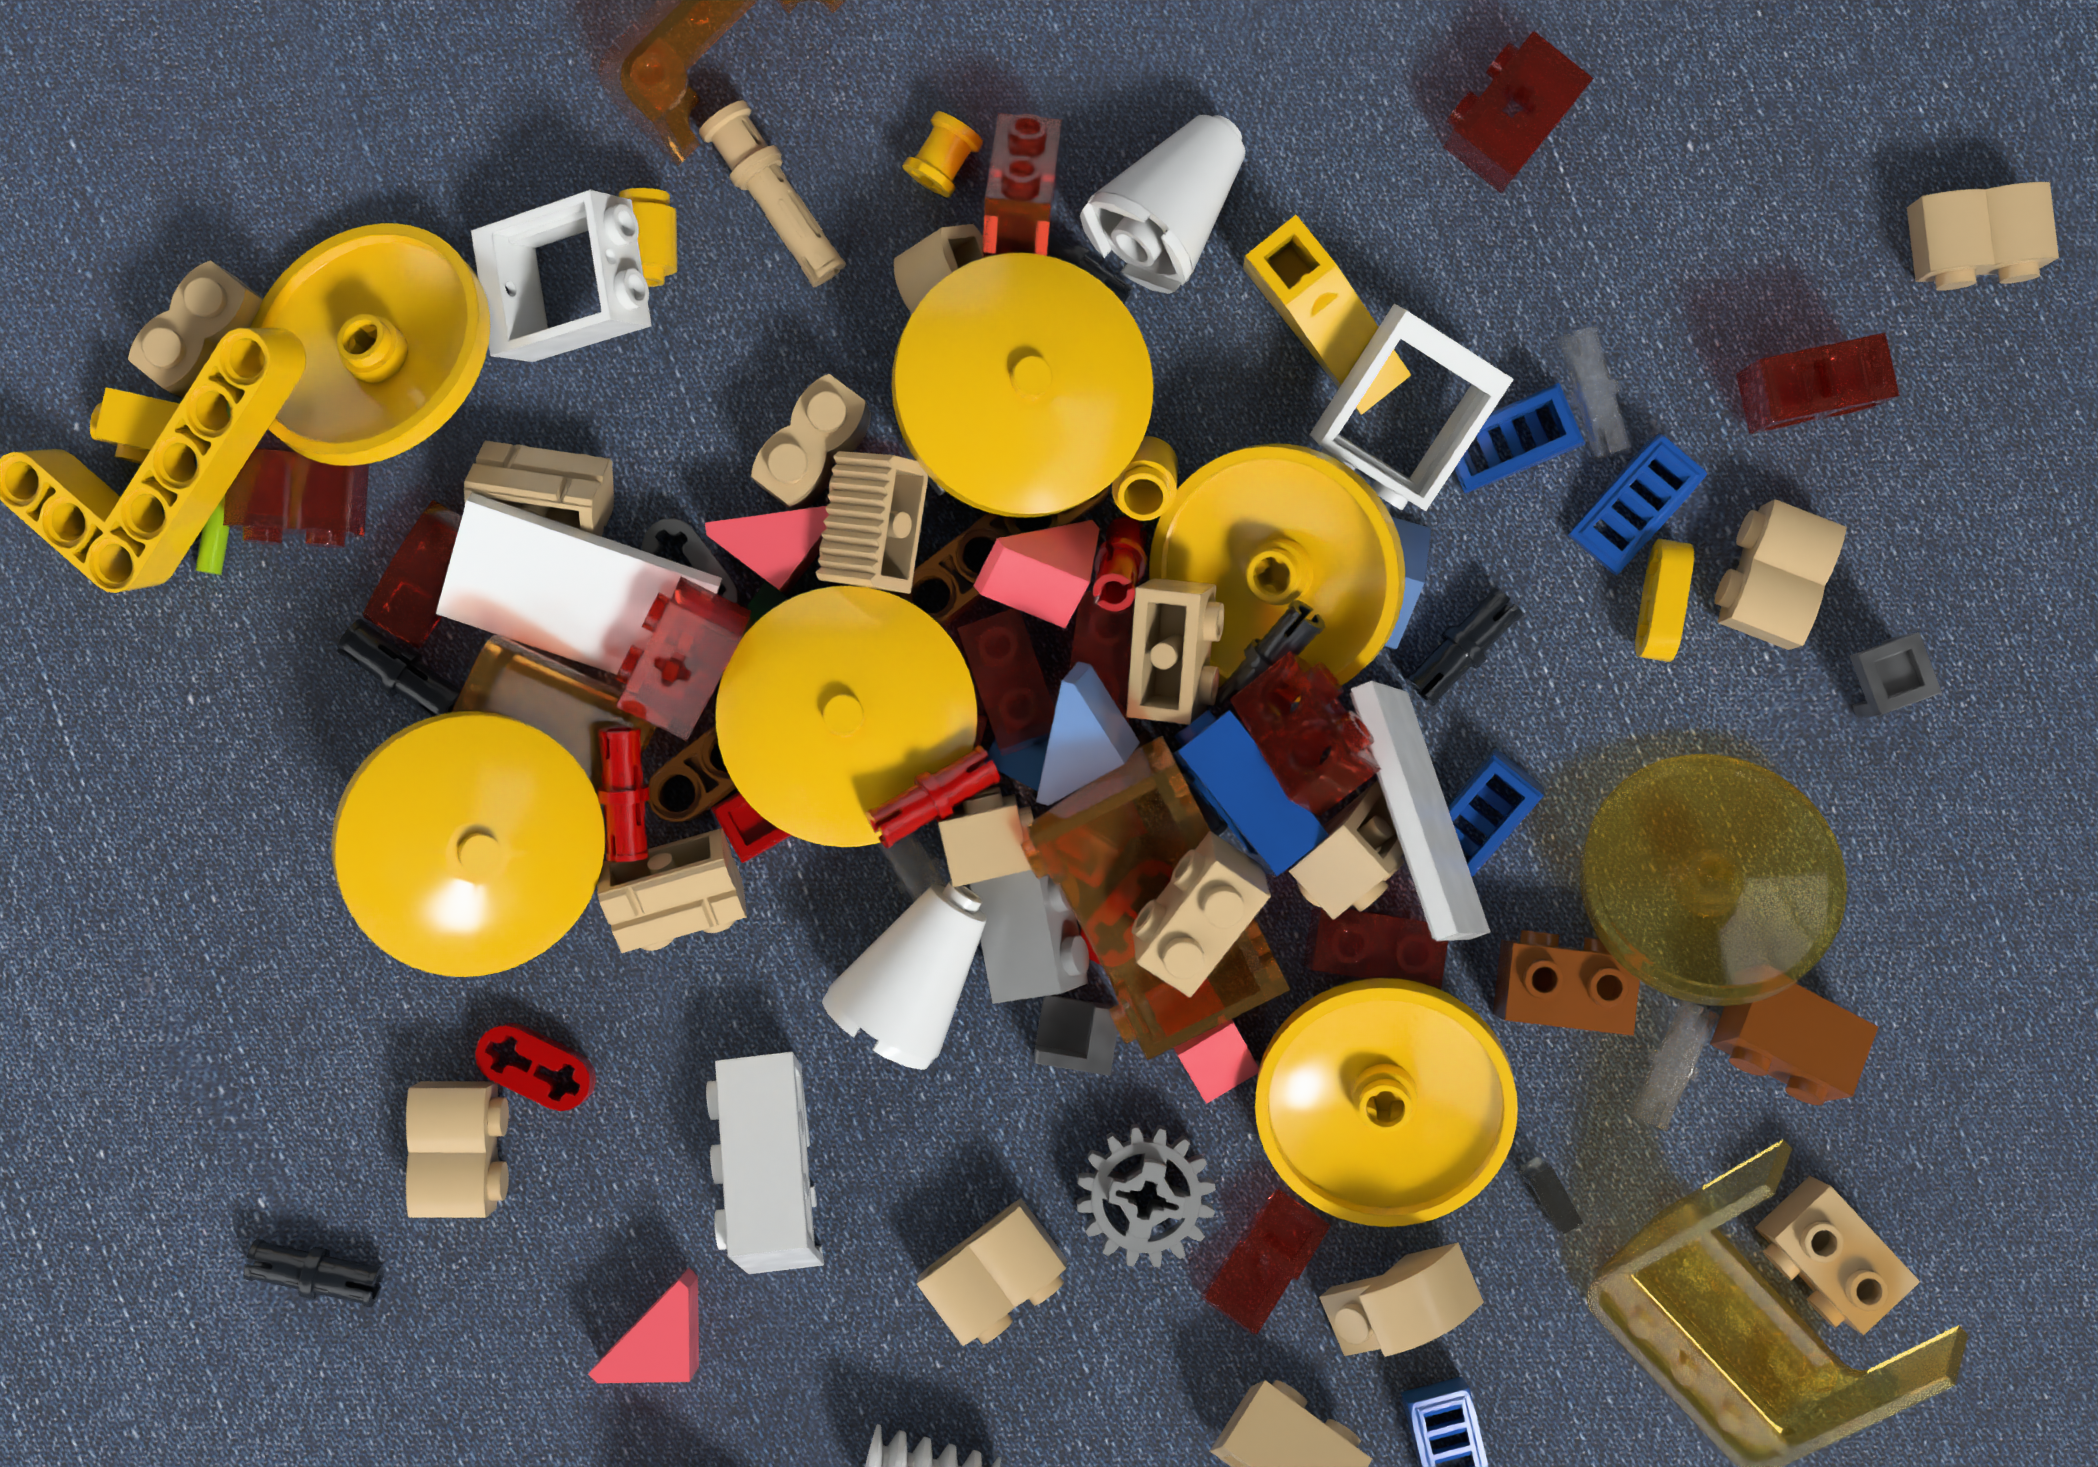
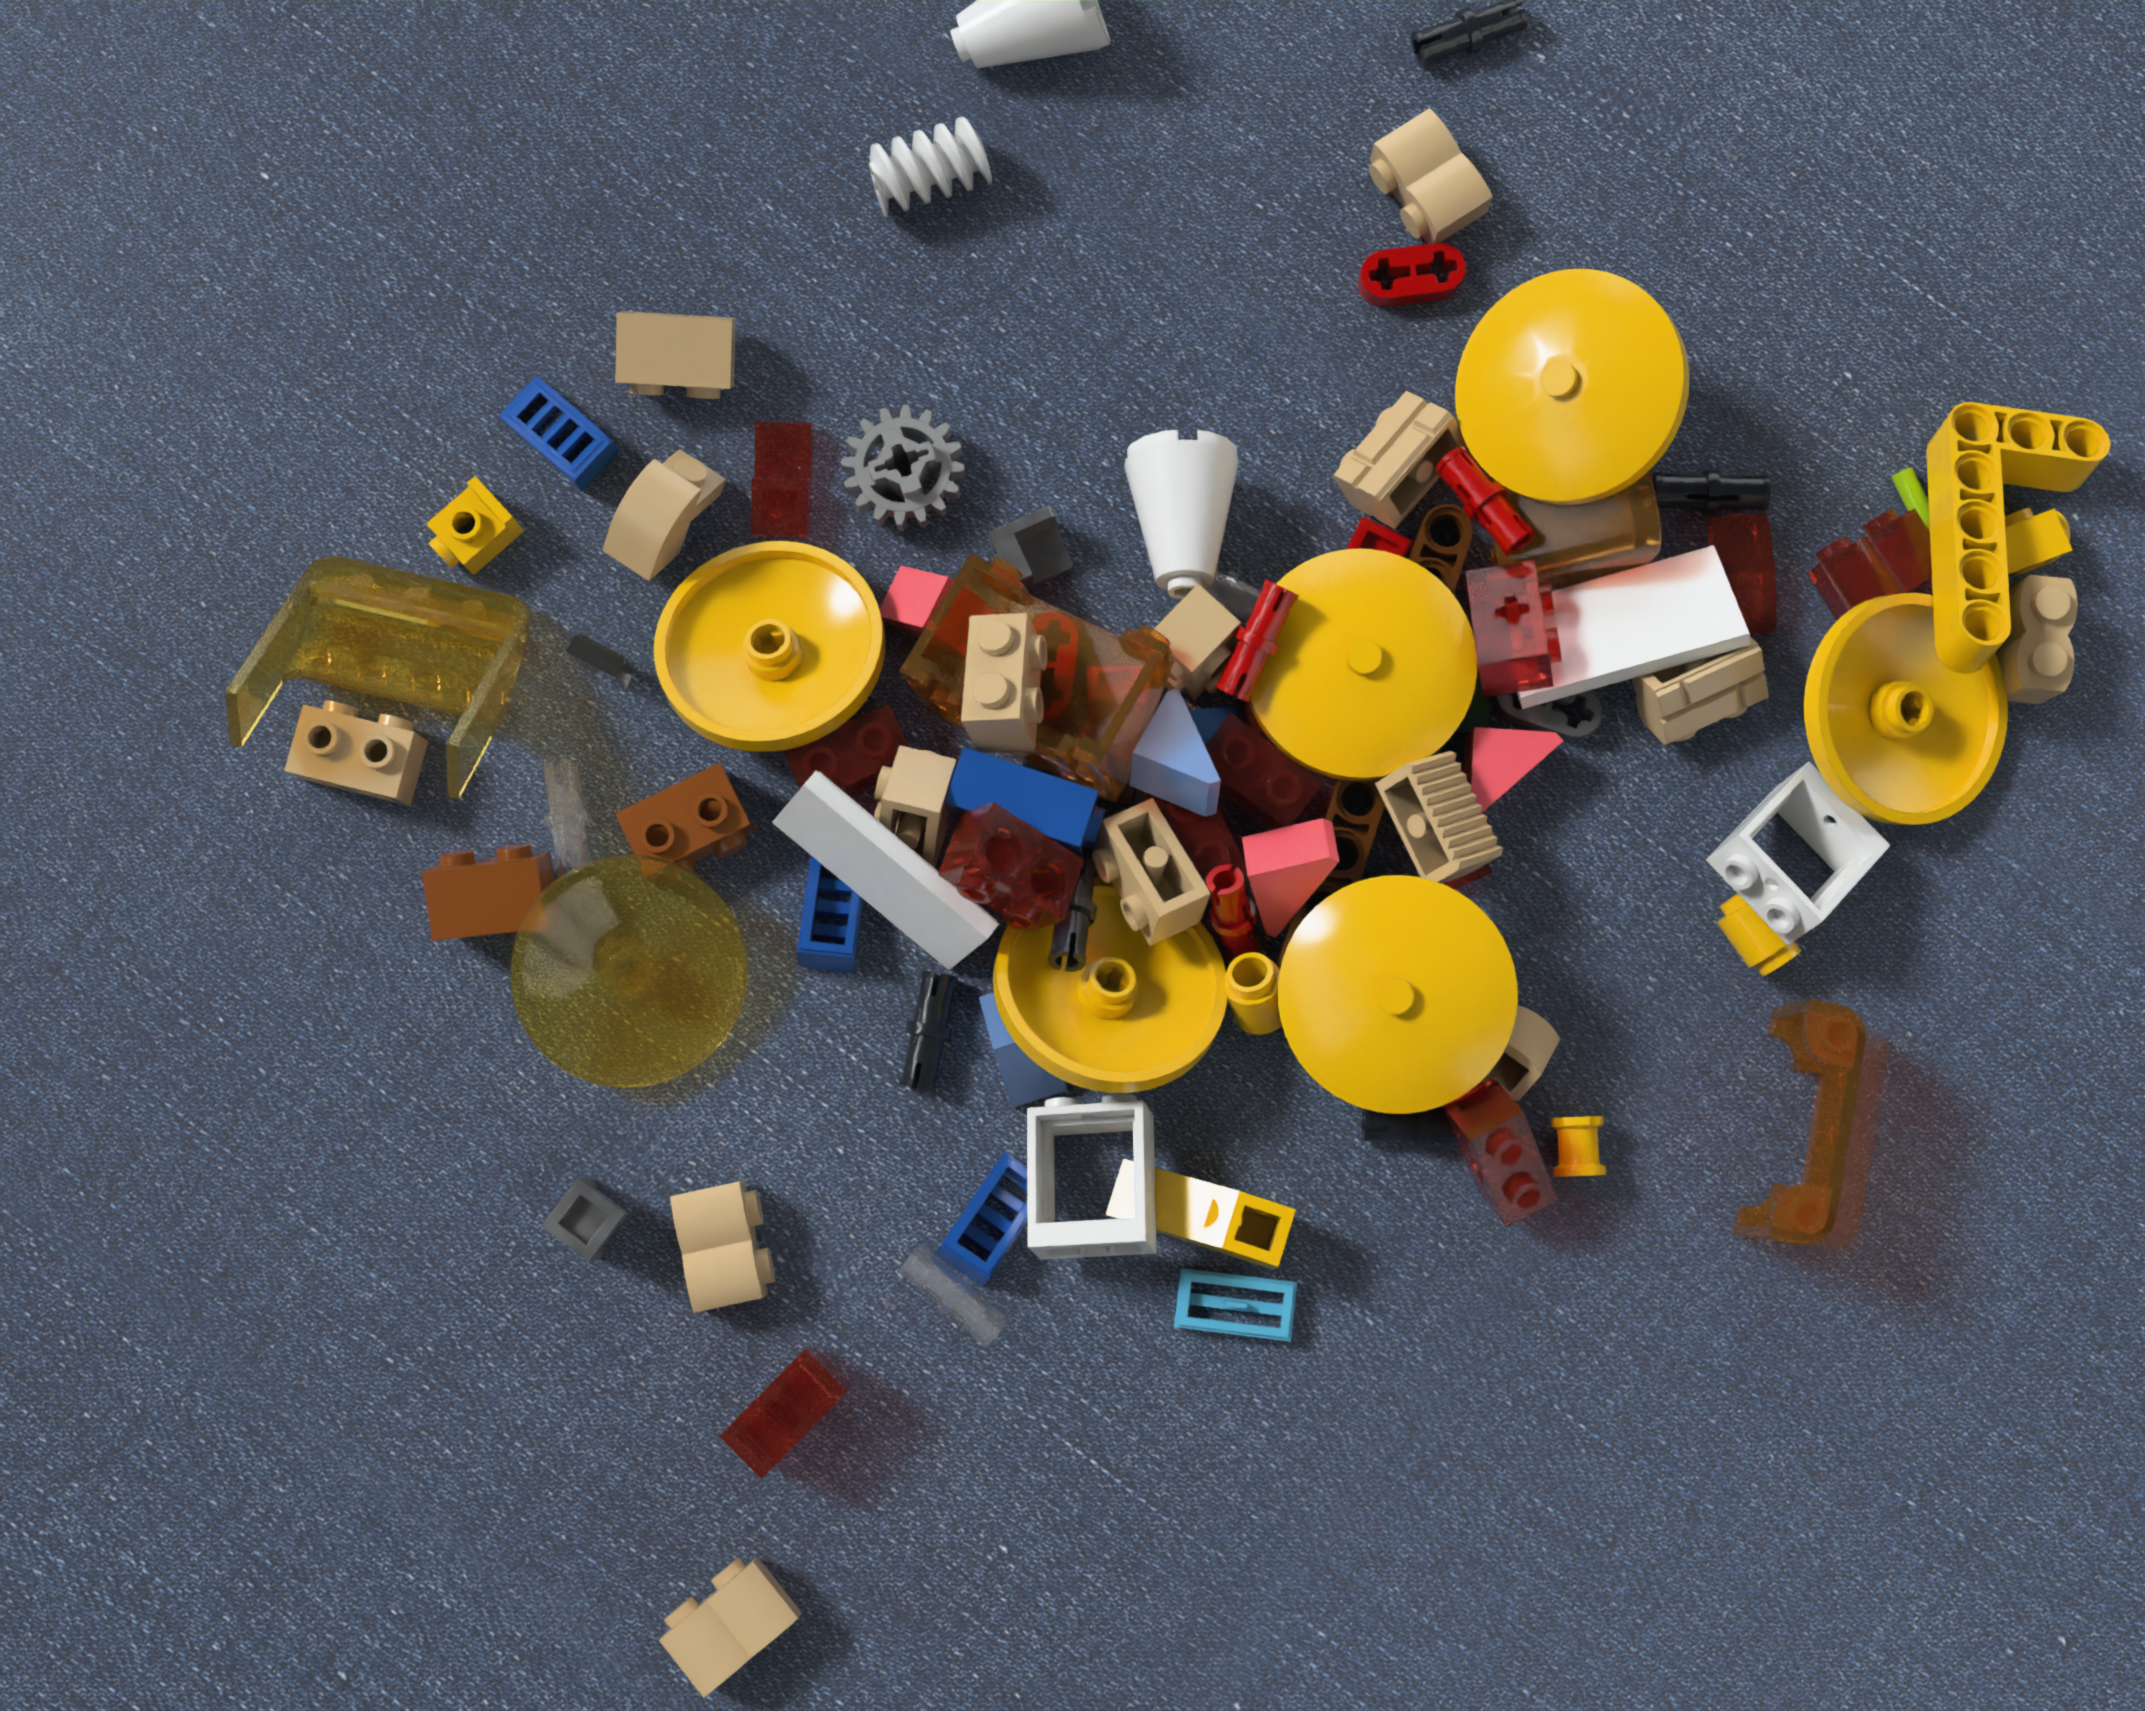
camera: 150 degrees right, 5 degrees down
(660, 1343) = (1186, 139): coral slope -> none
(758, 170) = (1709, 1040): tan pin -> none
(763, 1163) = (1200, 309): white wedge -> none
(799, 458) = (1526, 872): tan brick -> none
(993, 1274) = (978, 341): tan brick -> none
(1029, 938) = (1111, 588): light grey brick -> none
(1167, 203) = (1381, 1223): white cone -> none
(1361, 203) = (1186, 1298): none -> medium azure tile
(1539, 82) = (1144, 1510): clear red brick -> none
(1573, 1393) = (491, 534): none -> yellow brick
(1664, 600) = (797, 1166): yellow beam -> none
(1671, 461) = (841, 1248): blue slope -> none

